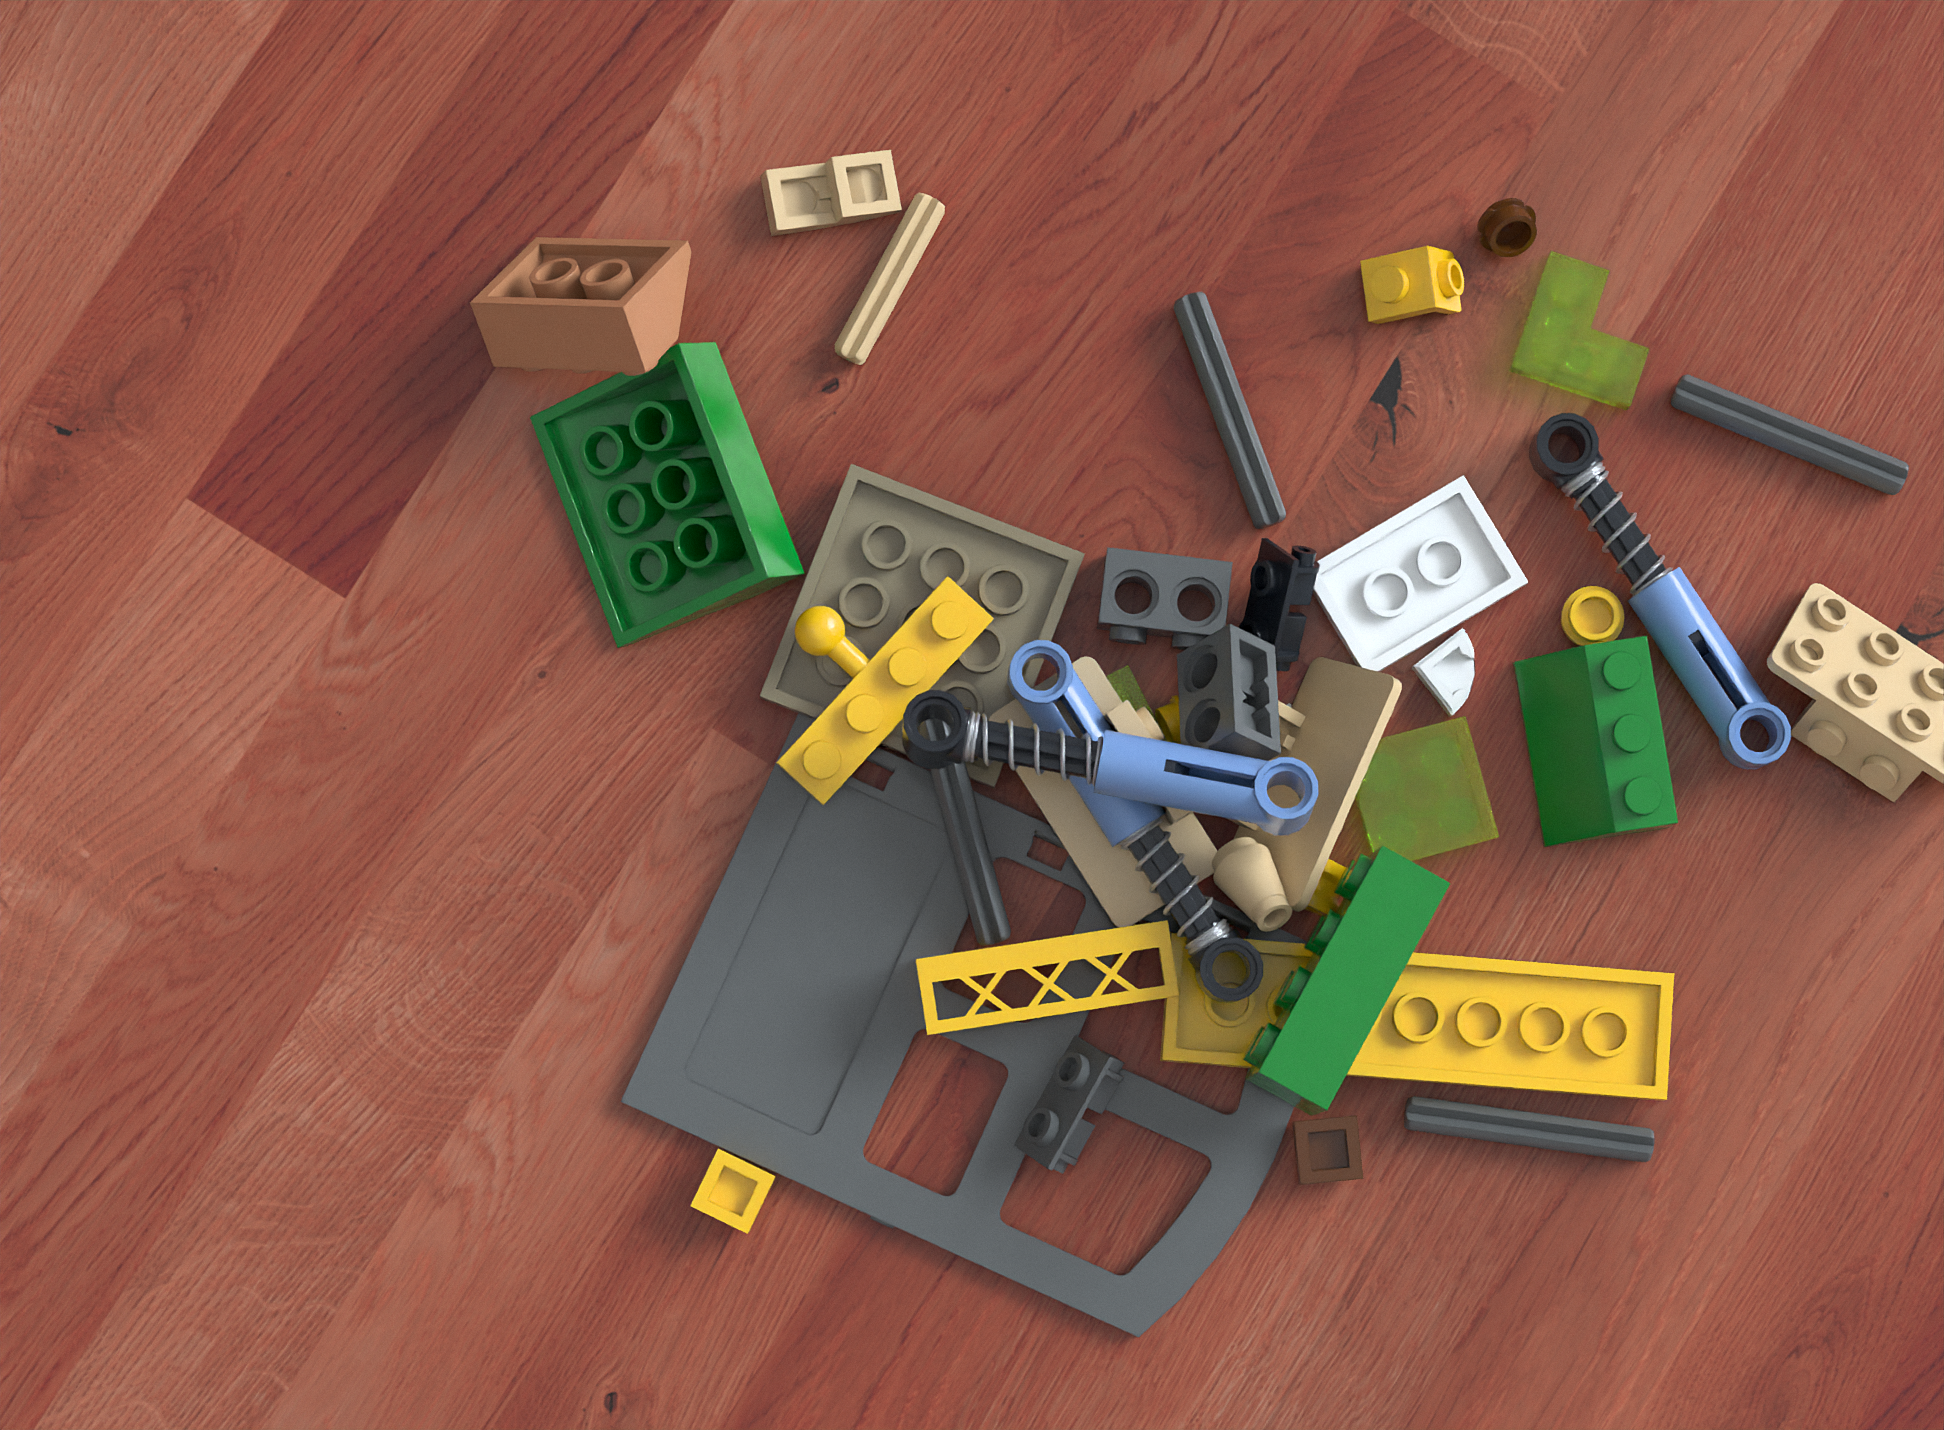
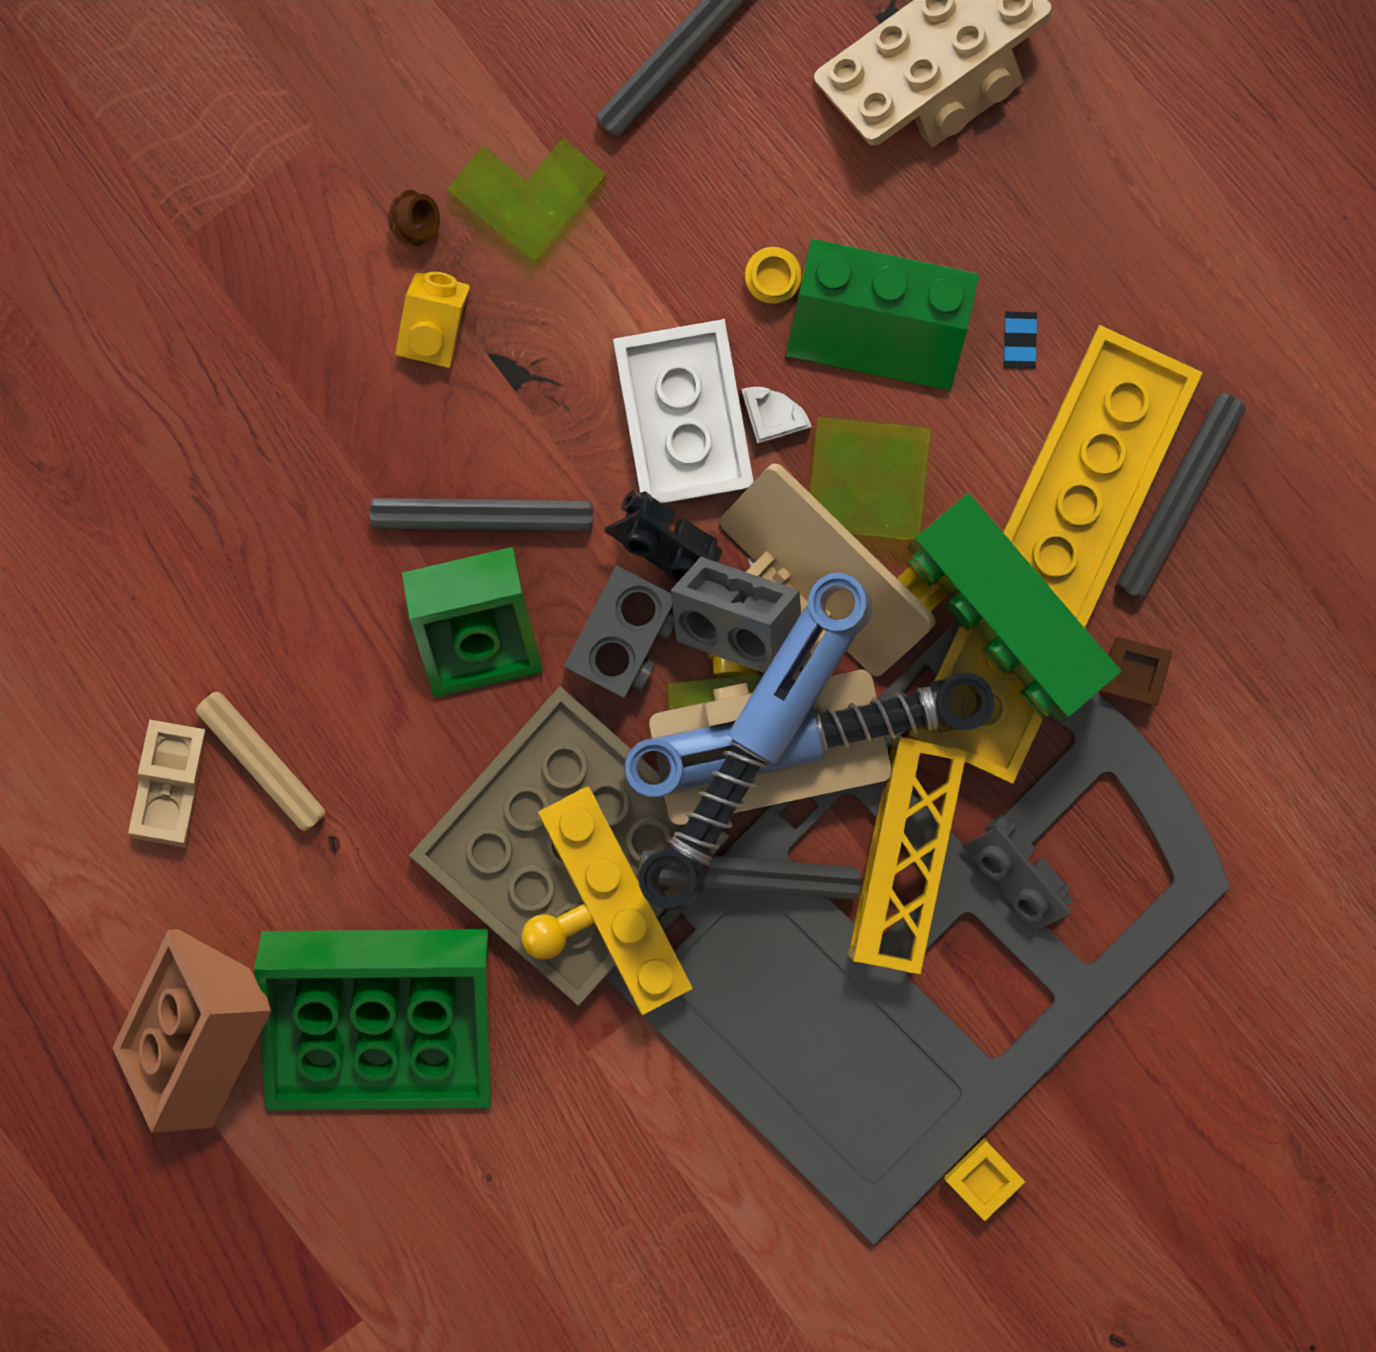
camera: 65 degrees left, 5 degrees up
(1115, 440) = (472, 622): none -> green slope
(1252, 882) = (893, 653): tan cone -> none
(1625, 901) = (1020, 339): none -> sticker
(1664, 600) = (782, 209): piece -> none

